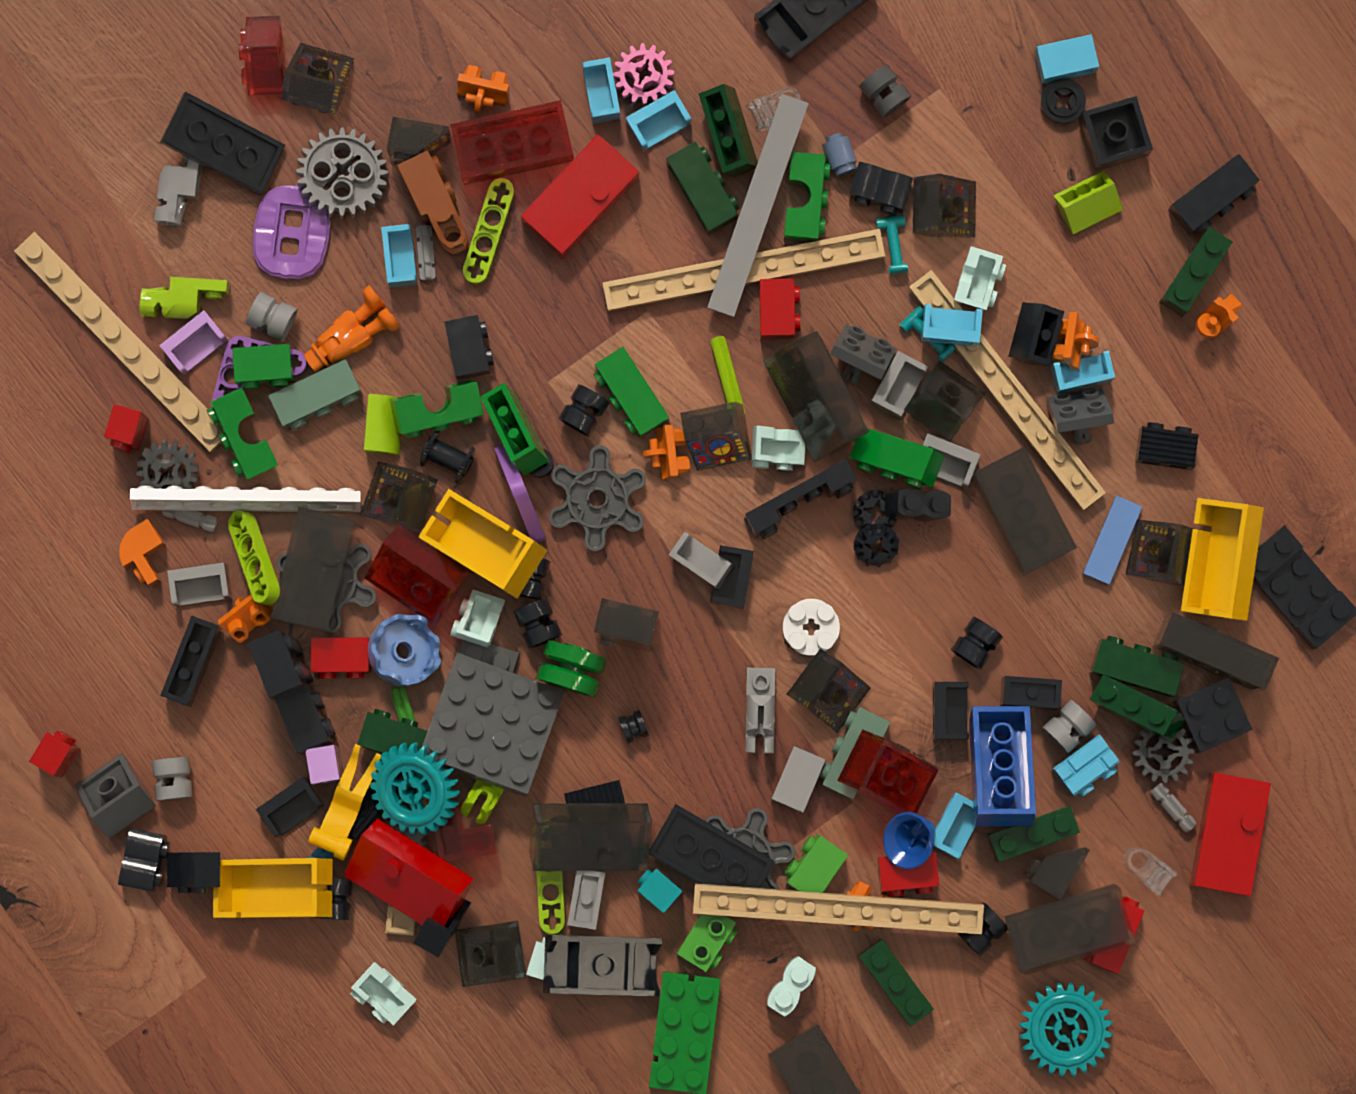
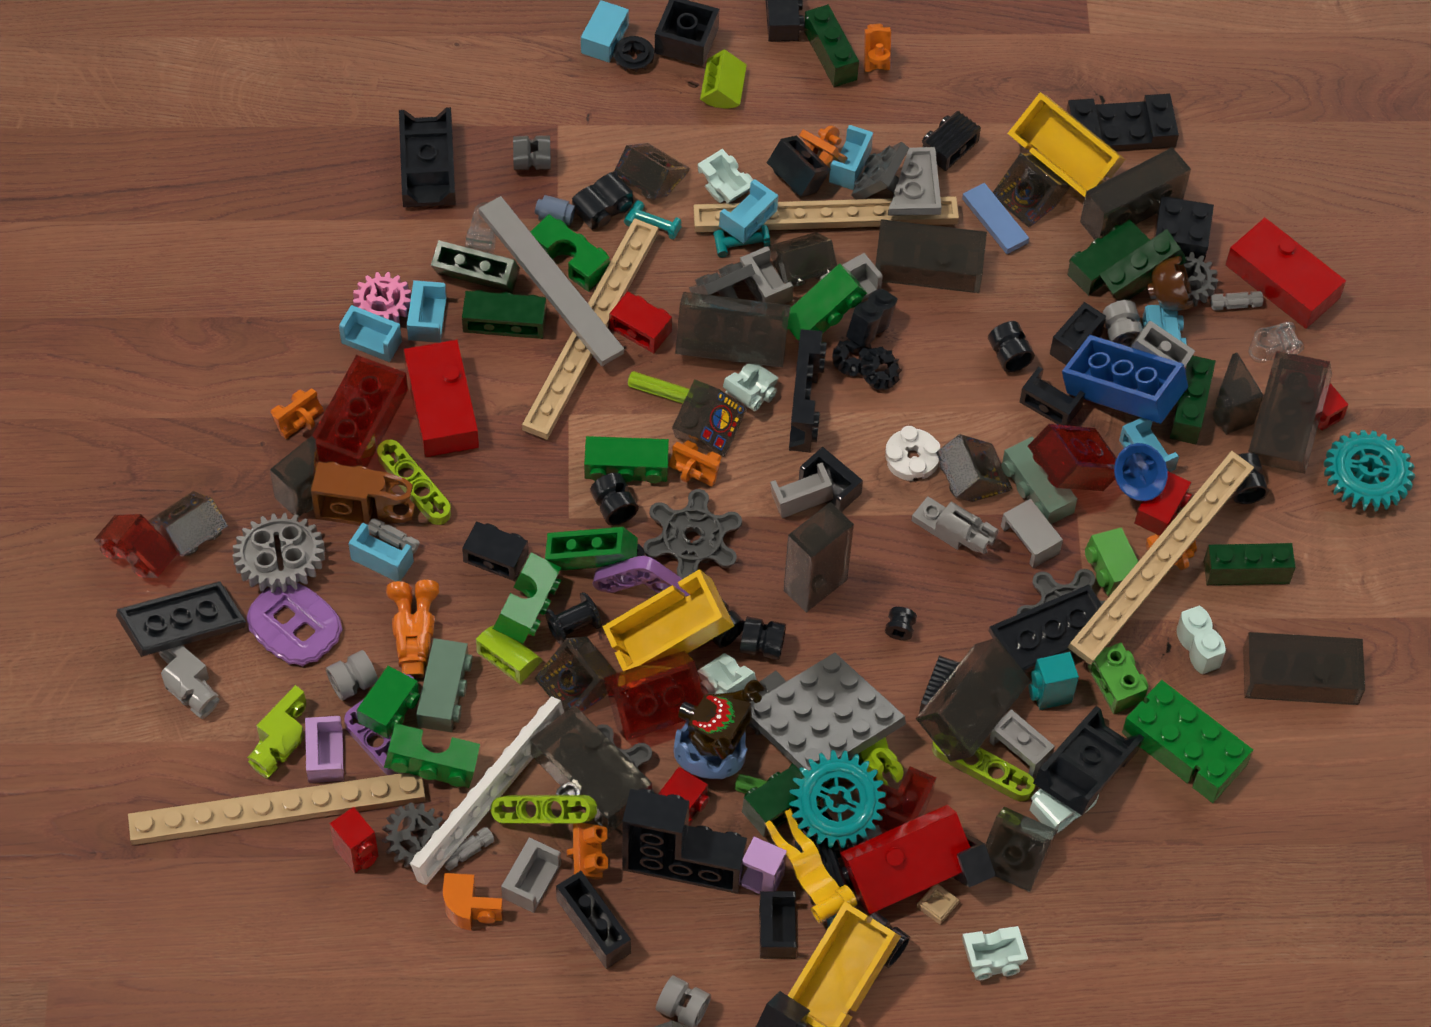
camera: 55 degrees left, 25 degrees down
(421, 646) = (720, 719): none -> dark brown torso
(572, 665) = (820, 629): green wheel -> none
(1048, 781) = (1161, 343): none -> light grey brick
(1087, 454) = (918, 185): none -> light grey wing
(1128, 747) = (1171, 285): none -> reddish brown cylinder

